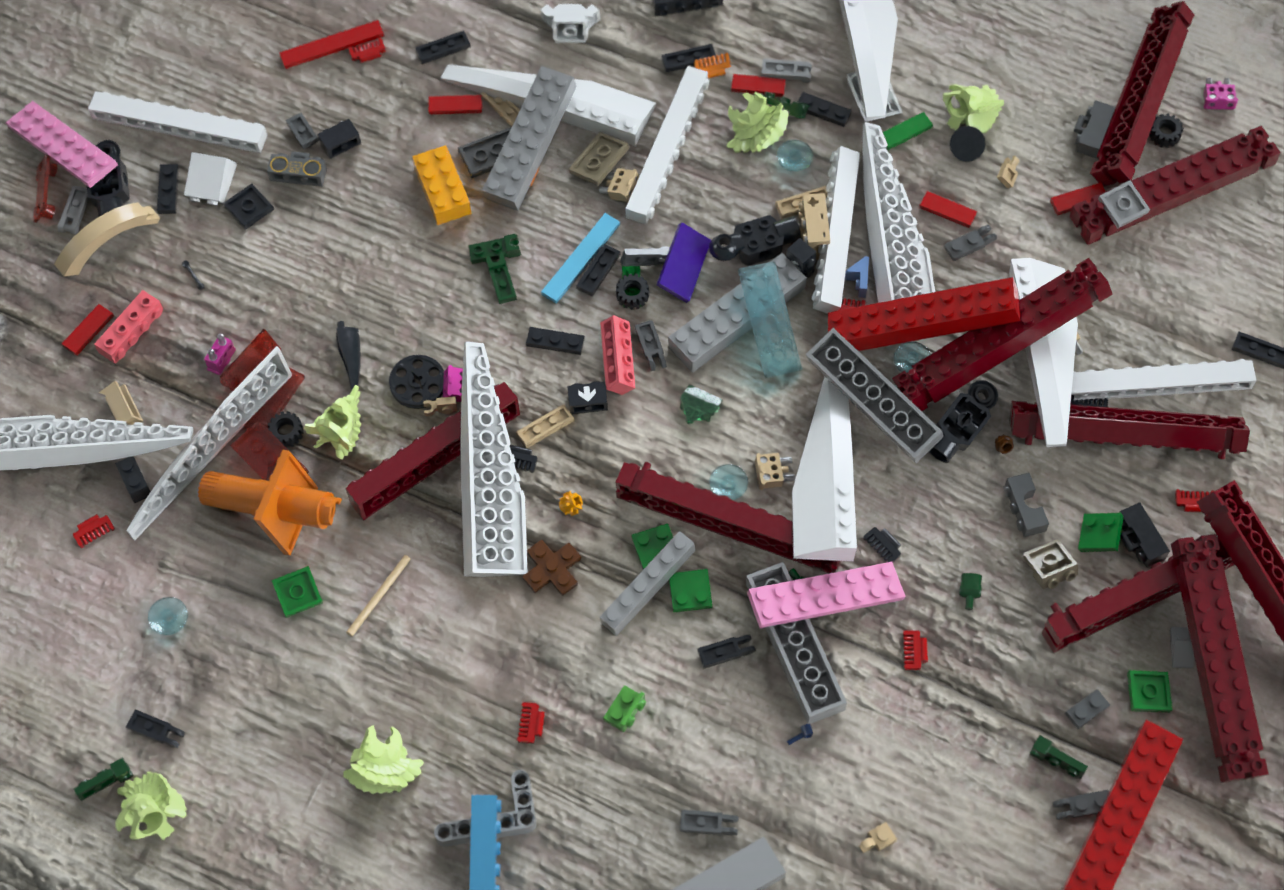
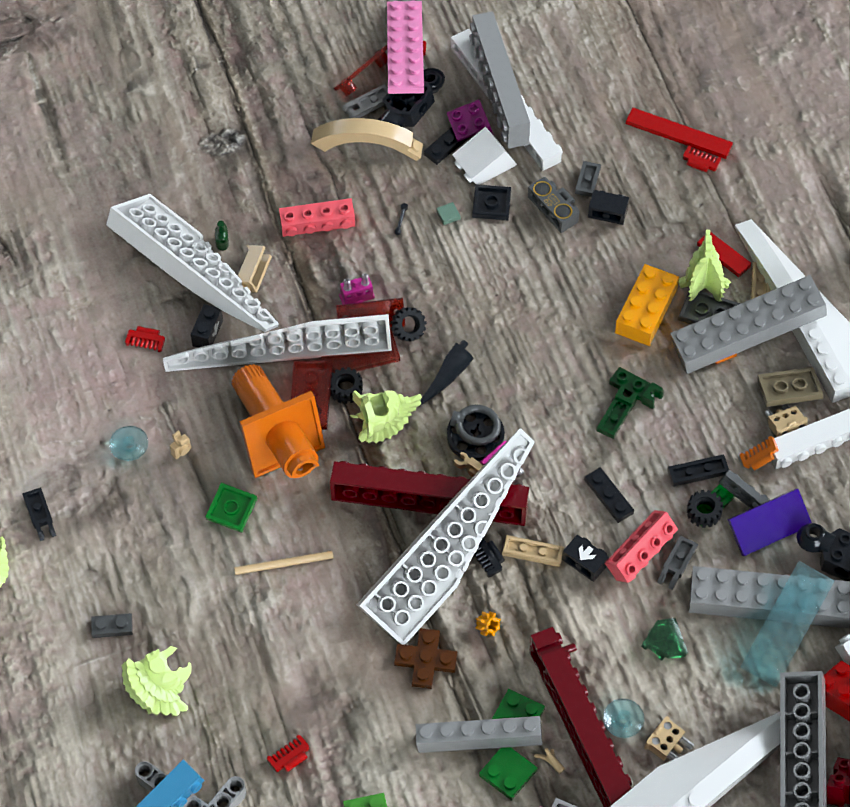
camera: 45 degrees right, 5 degrees down
(69, 403) = (221, 236): none -> dark green piece
(87, 329) = (289, 195): red tile -> none
(165, 108) = (500, 80): none -> light grey brick
(169, 159) = (468, 120): none -> magenta bracket
(210, 581) = (180, 445): none -> tan plate
(225, 241) = (448, 213): none -> sand green tile
(294, 340) = (419, 324): none -> black tyre
(301, 756) = (112, 625): none -> dark grey plate
(396, 380) = (458, 418): none -> dark grey piece
(443, 47) = (760, 203): black plate -> none
(461, 124) = (705, 271): none -> yellowish green piece
(580, 258) = (694, 450): medium azure tile -> none
(632, 224) = (762, 457): none -> orange piece
(710, 555) = (551, 759): none -> tan bar

